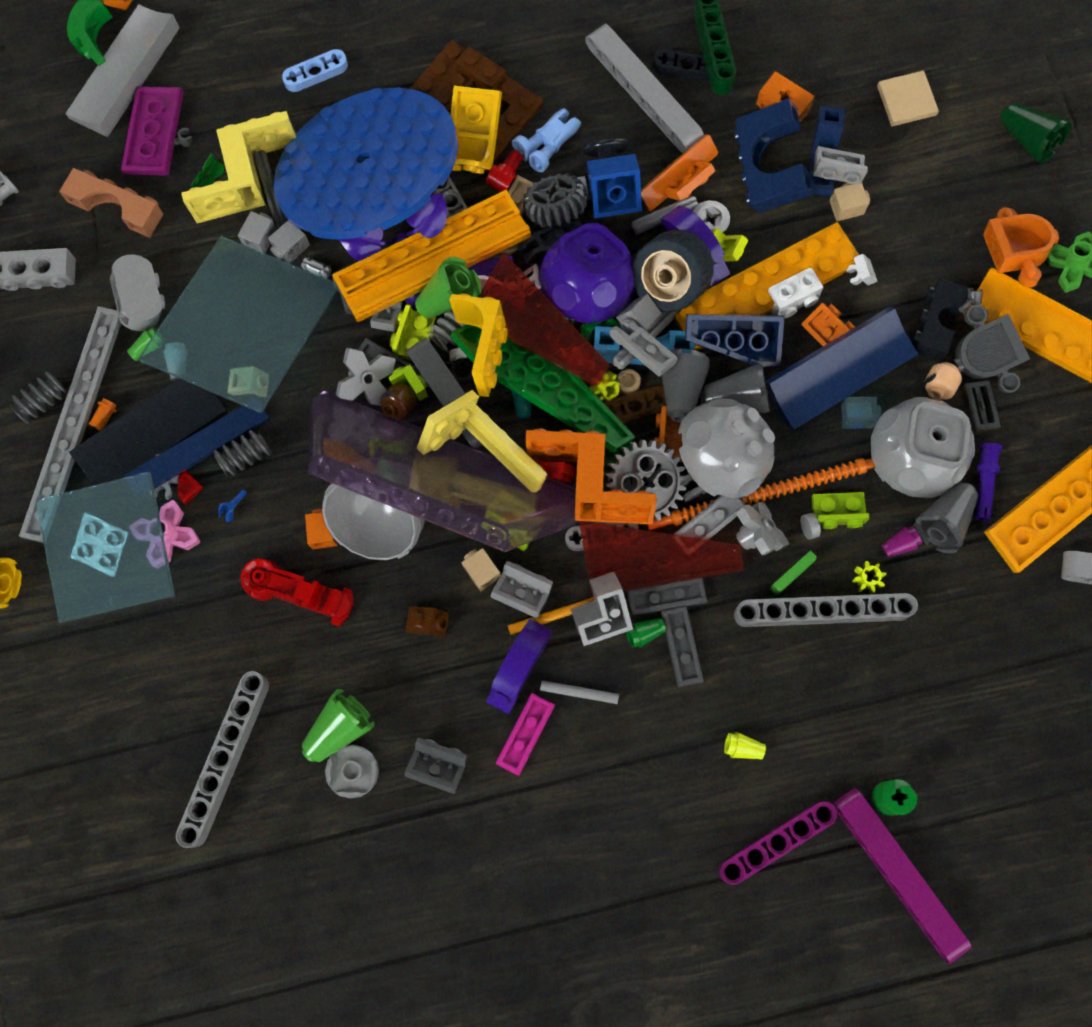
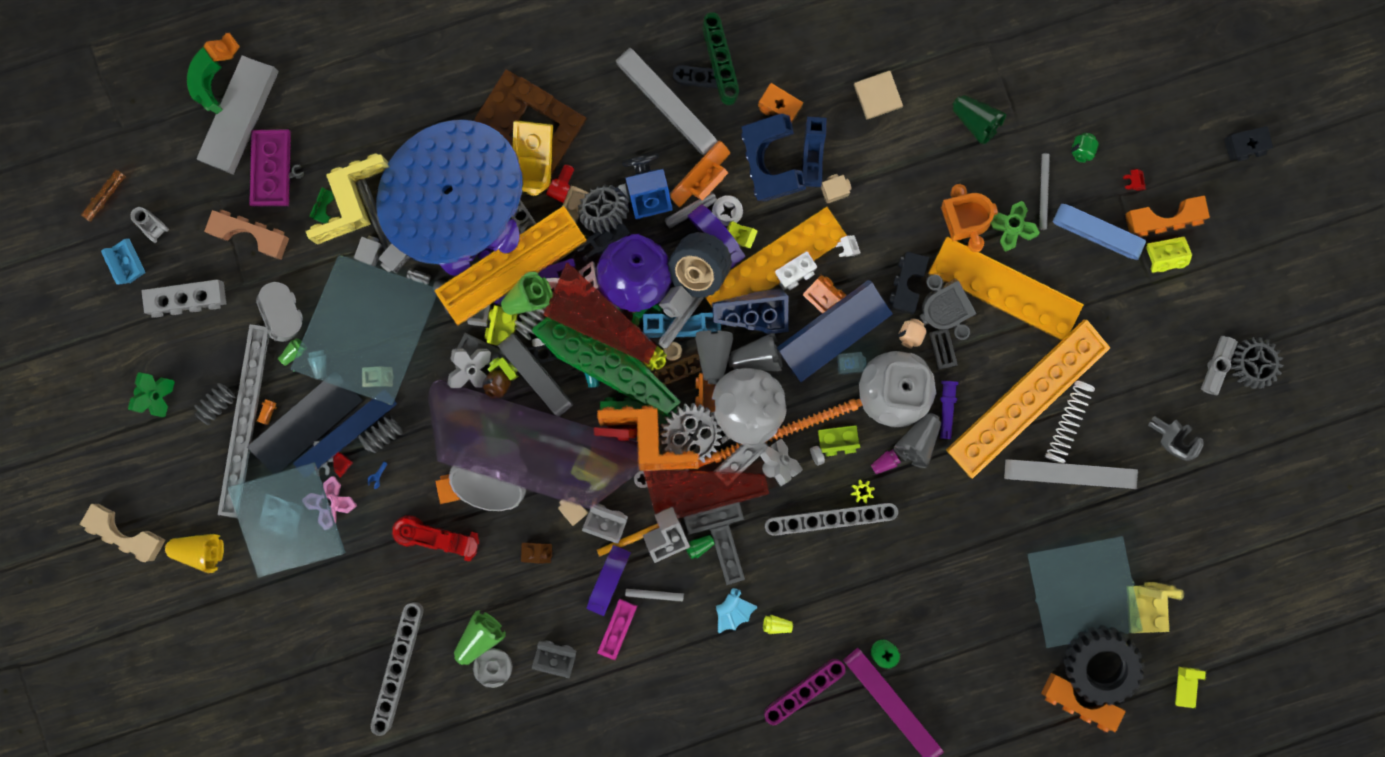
camera: 15 degrees left, 10 degrees up
(319, 61) = (386, 115): light blue beam -> none
(465, 414) = (569, 411): light yellow bracket -> none
(489, 317) = (566, 332): yellow bracket -> none
(551, 135) = (596, 148): light blue piece -> none
(643, 347) = (681, 332): light grey hinge -> none
(685, 724) = (733, 611): none -> medium azure arm
(793, 573) = (804, 495): bright green tile -> none
(839, 165) = (825, 164): light grey bracket -> none
(973, 298) = (933, 265): dark grey hand -> none

